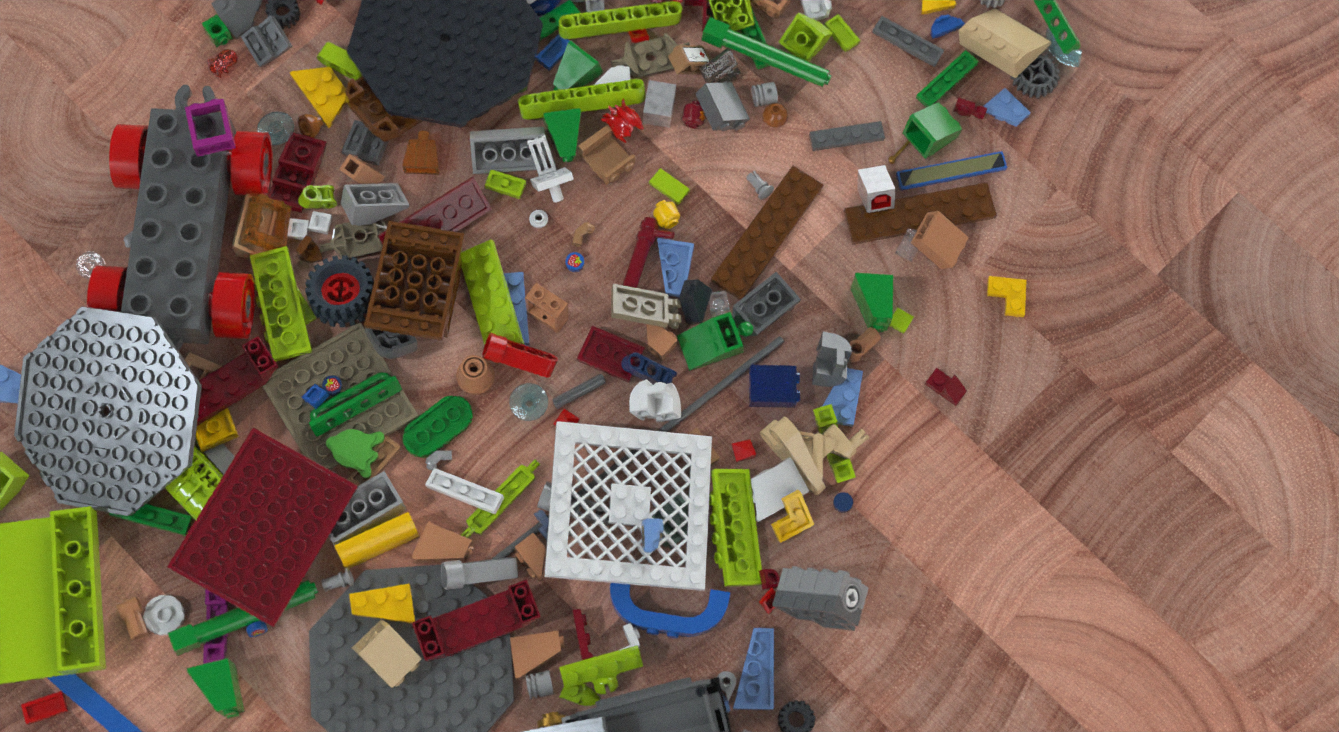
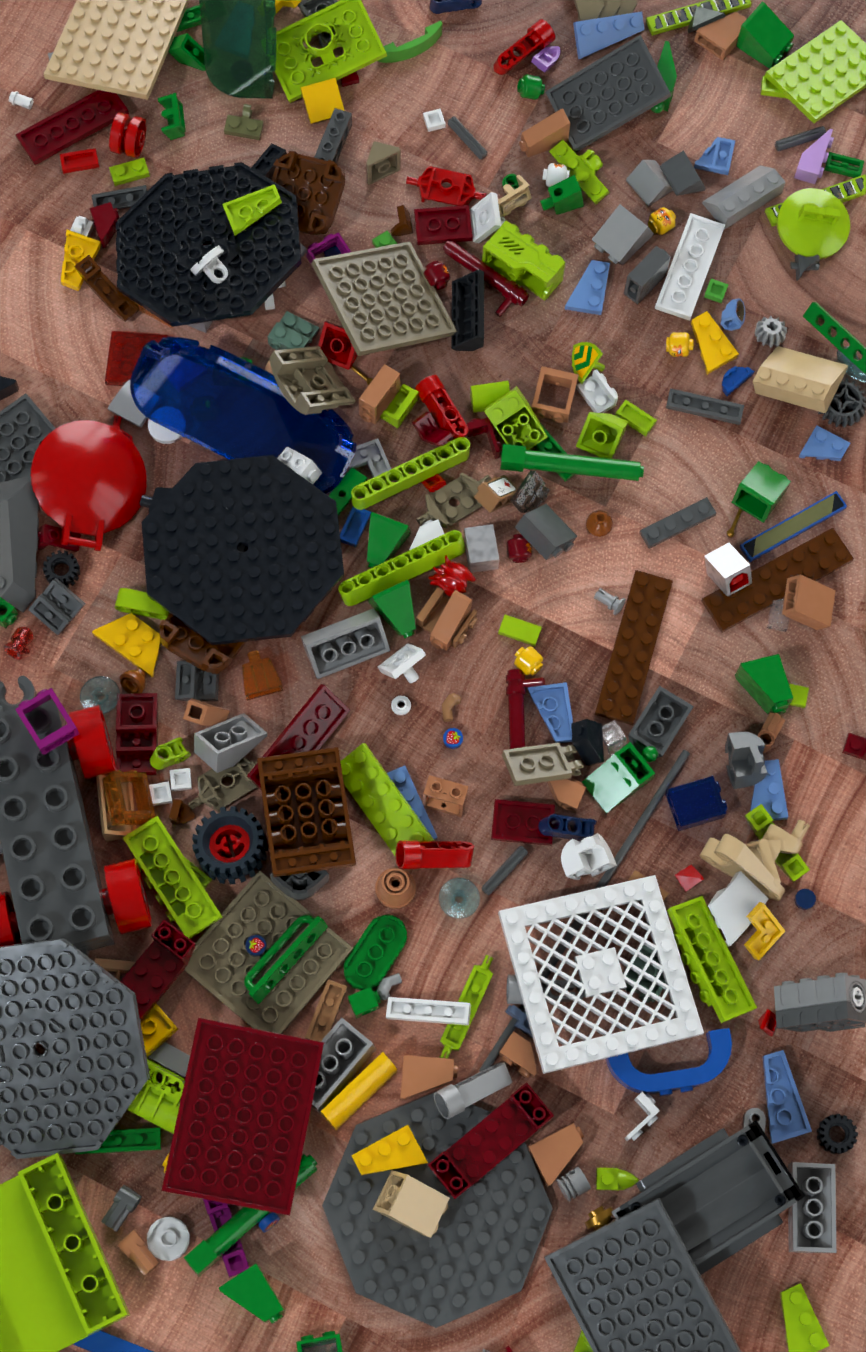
camera: 15 degrees left, 0 degrees up
(137, 571) = (124, 1203): none -> dark grey piece
(315, 396) = (243, 962): blue tile -> none
(341, 579) = (332, 1145): light grey pin -> none
(354, 450) = (302, 1004): bright green tile -> none
(411, 465) = (364, 1002): none -> green brick
(505, 184) = (354, 680): lime plate -> none
(537, 141) = (374, 627): white tile -> none
(566, 416) = (502, 902): red slope -> none
(583, 638) = (599, 1122): dark red plate -> none
(602, 669) = (631, 1148): lime plate -> none
(608, 157) = (451, 620): none -> nougat slope
(652, 534) = (635, 996): medium blue rock -> none
(764, 94) = (582, 505): light grey piece -> none
(769, 578) = (761, 1001): dark red tile -> none
(947, 79) = (757, 434): green plate -> none
(968, 108) = (788, 457): dark red plate -> none

